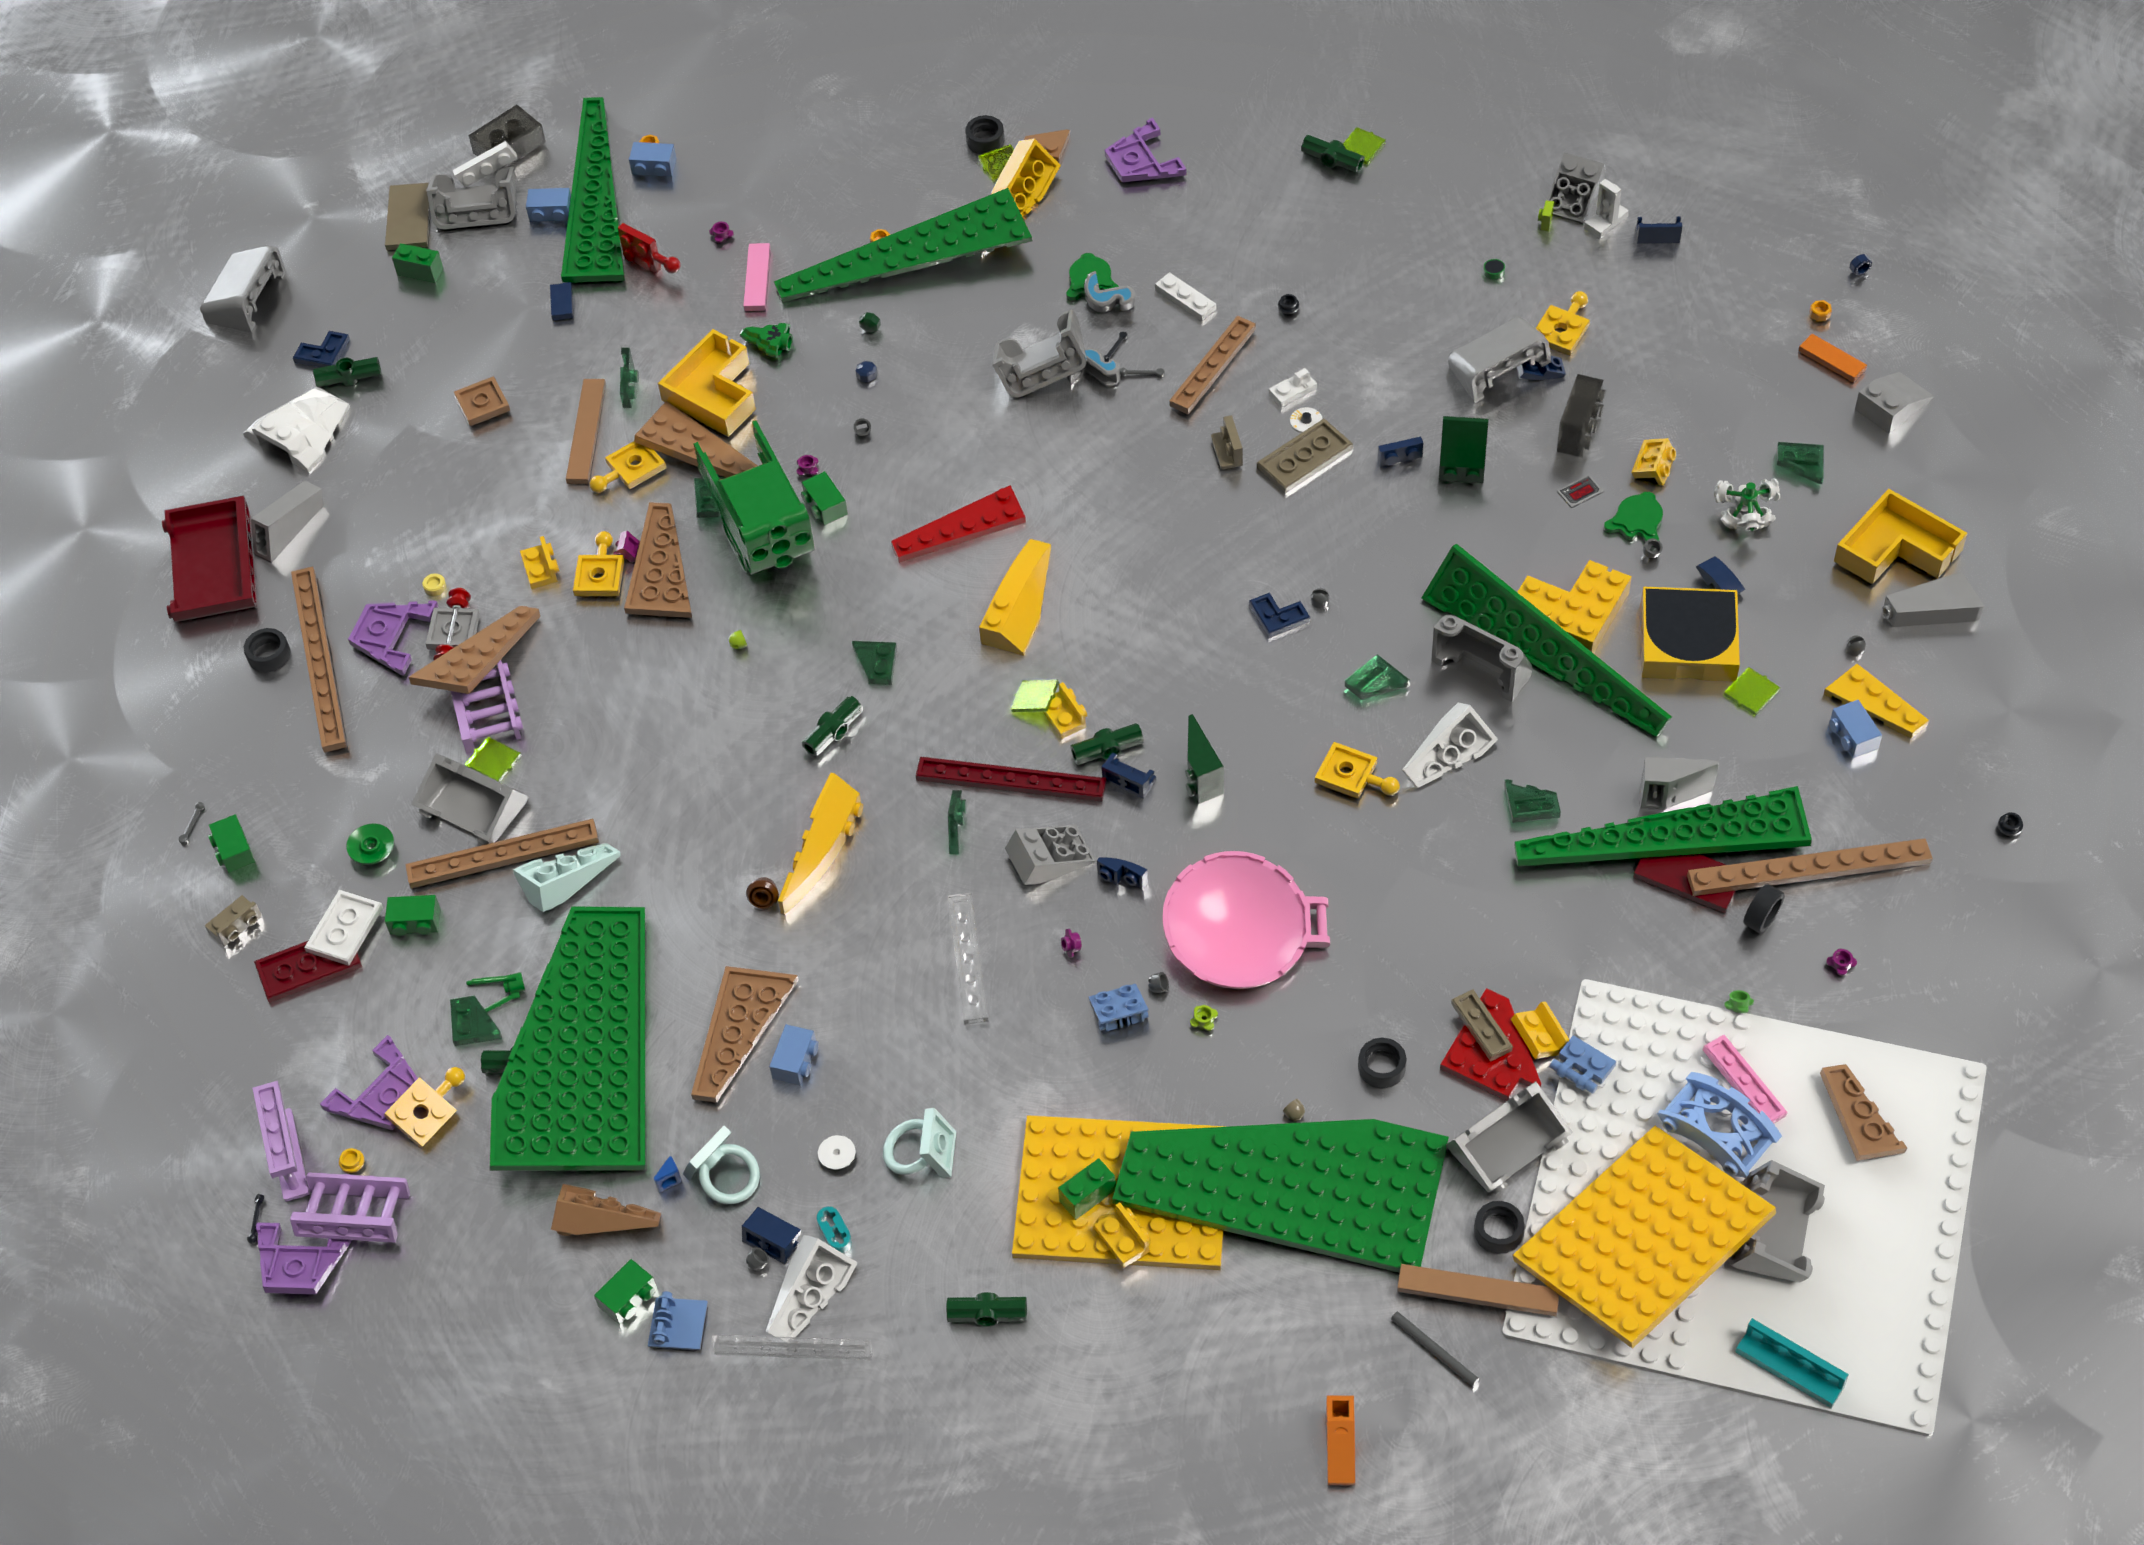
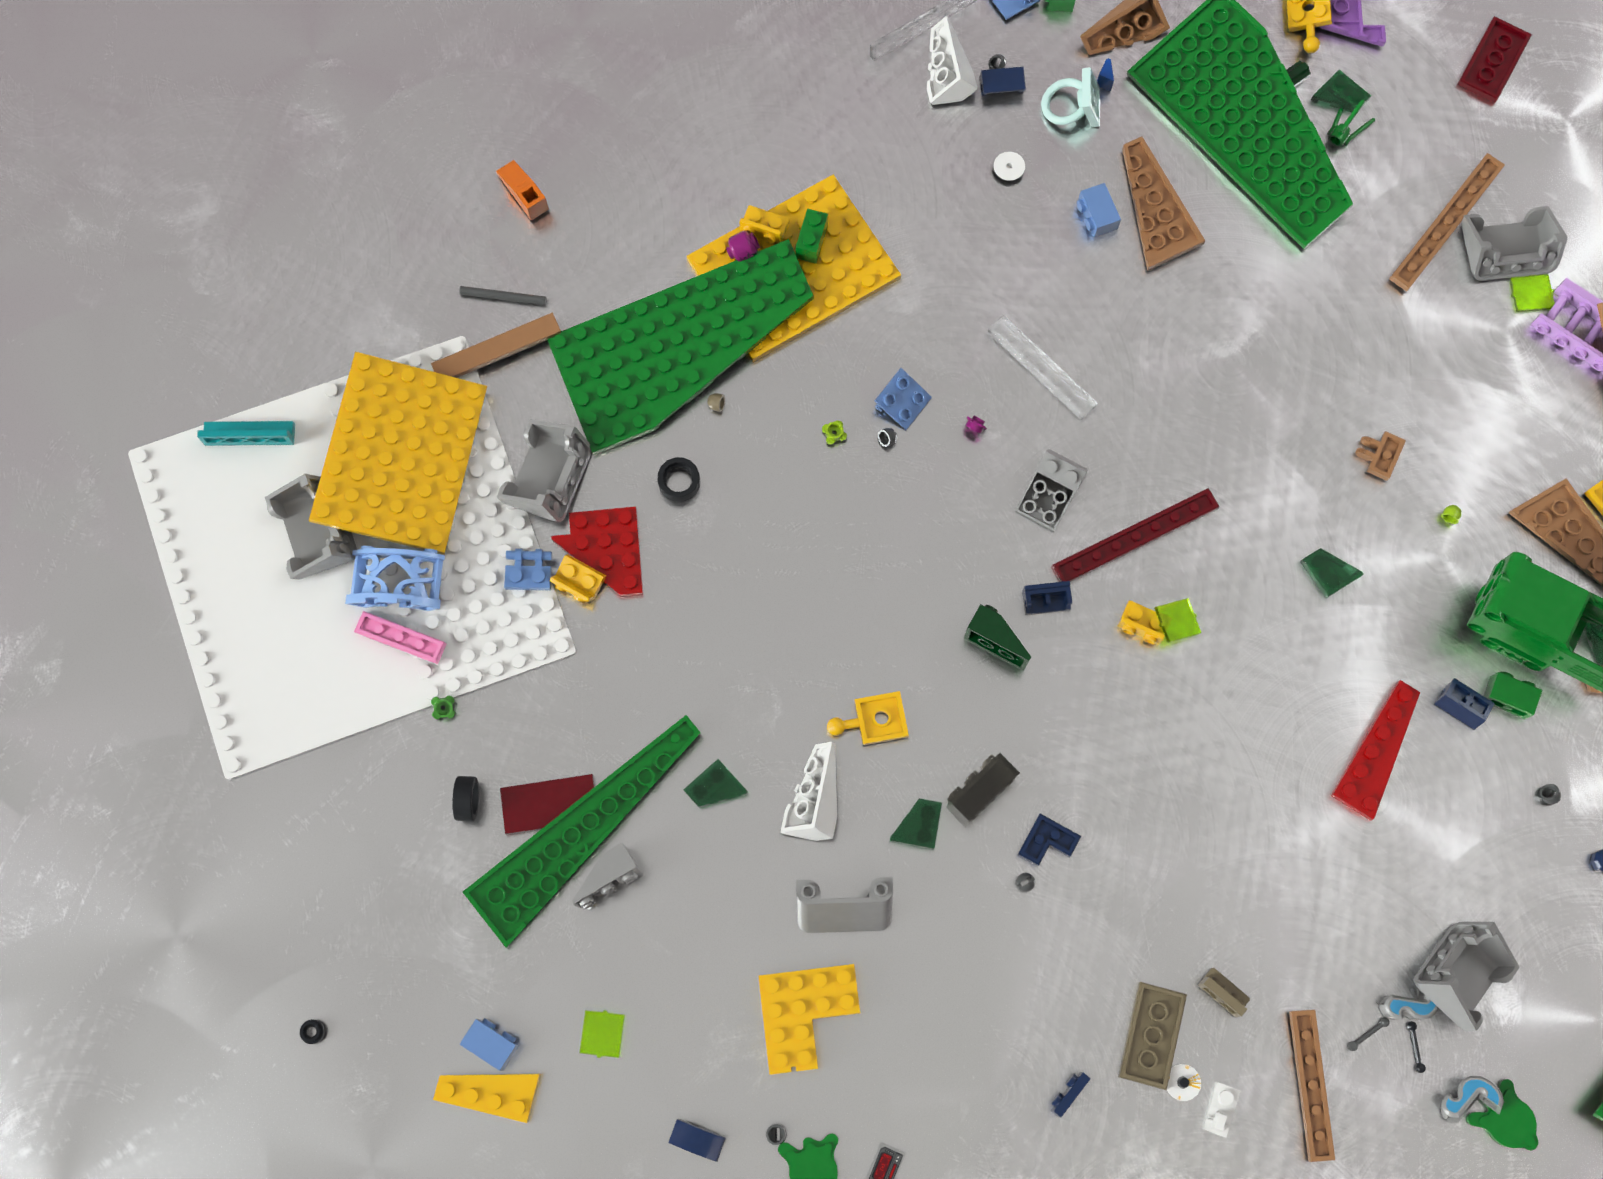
camera: 140 degrees right, 20 degrees up
(233, 920) = (1578, 52): dark tan bracket -> none
(344, 927) = (1496, 93): white tile -> none
(366, 837) = (1550, 157): green dish -> none
(412, 914) = (1460, 134): green brick -> none
(557, 880) = (1387, 229): light aqua wedge -> none
(746, 711) = (1385, 456): none -> medium nougat hinge
(762, 893) = (1232, 314): reddish brown cone -> none
(807, 465) = (1565, 722): magenta plate -> none
(831, 825) = (1229, 388): yellow wedge -> none
(832, 726) = (1308, 486): dark green piece -> none
(839, 1227) = (965, 115): teal beam -> none
(865, 511) = (1464, 704): none -> dark blue hinge
(935, 1149) = (944, 206): light aqua tile -> none
(956, 813) = (1145, 465): clear green wing -> none
(986, 1309) = (819, 126): dark green piece -> none
(1018, 601) = (1269, 709): yellow wedge -> none
(1107, 742) = (1085, 614): dark green piece -> none
(1116, 869) = (991, 505): dark blue slope -> none
(1162, 1222) = (742, 246): none -> magenta head
(1185, 296) = (1403, 1157): white plate -> none
(1240, 920) = (861, 517): bright pink dish -> none
(1305, 664) = (981, 788): none -> clear smoke brick
(1463, 449) = (1007, 1118): dark green slope -> none
(1481, 1025) = (623, 552): dark tan tile -> none
(1486, 601) = (827, 952): green wing -> none
(1504, 1209) = (502, 394): black tyre -> none
(1690, 634) = (686, 1053): black tile -> none
(1809, 867) = (453, 873): medium nougat plate -> none
(1842, 955) = (377, 802): magenta plate -> none
(1858, 646) = (542, 1150): dark grey hinge -> none
(1859, 1117) = (293, 659): medium nougat wing -> none

